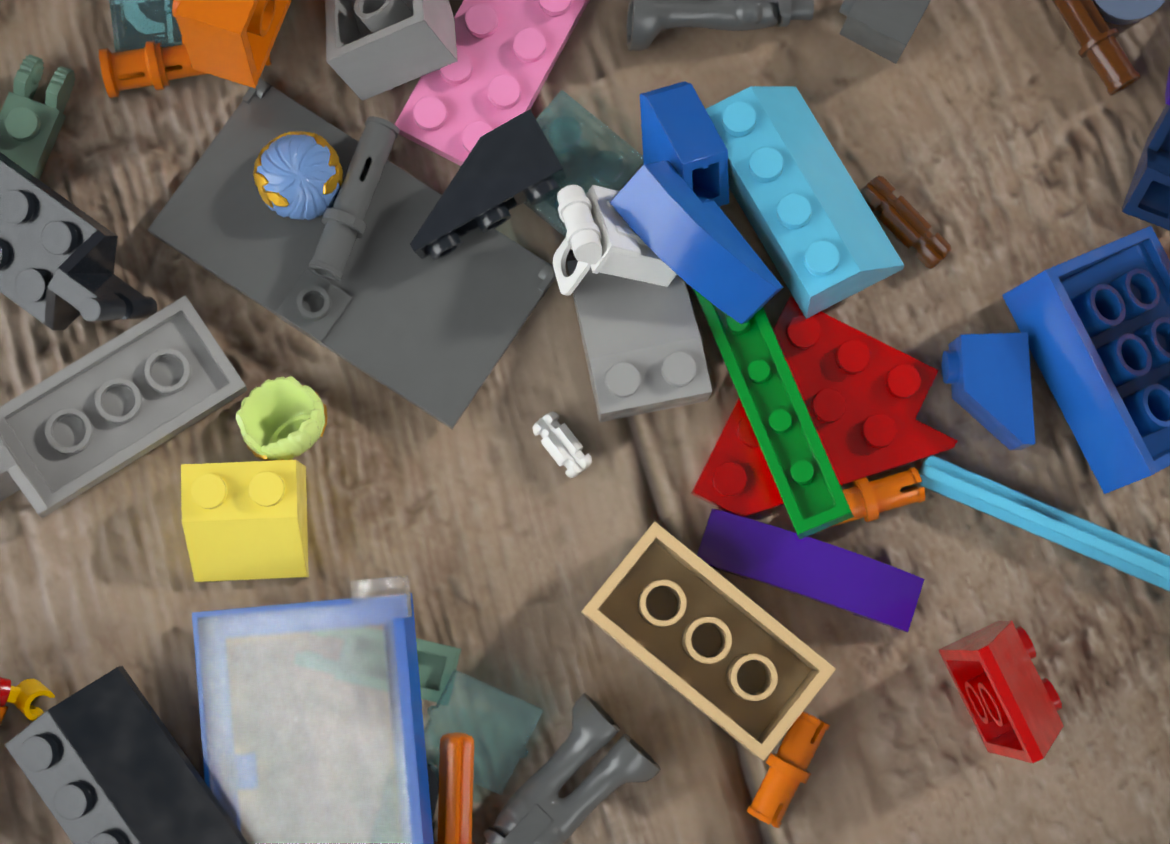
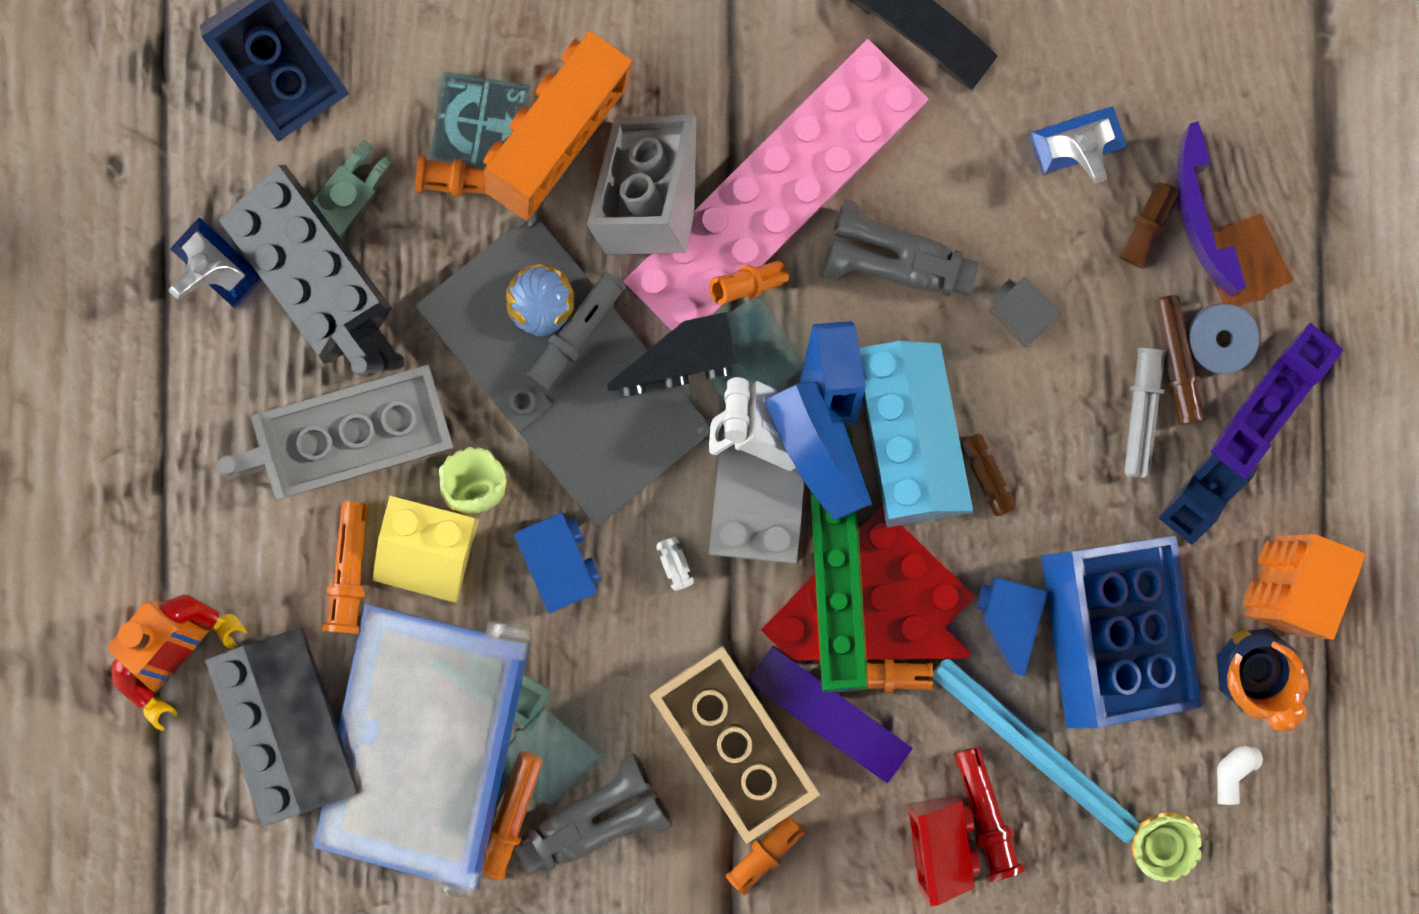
camera: 20 degrees right, 5 degrees up
(162, 601) = (346, 589): none -> orange pin
(416, 486) = (557, 562): none -> blue brick
(543, 77) = (747, 282): none -> orange axle
(1058, 653) = (993, 833): none -> red pin
(1064, 90) = (1144, 412): none -> light grey axle

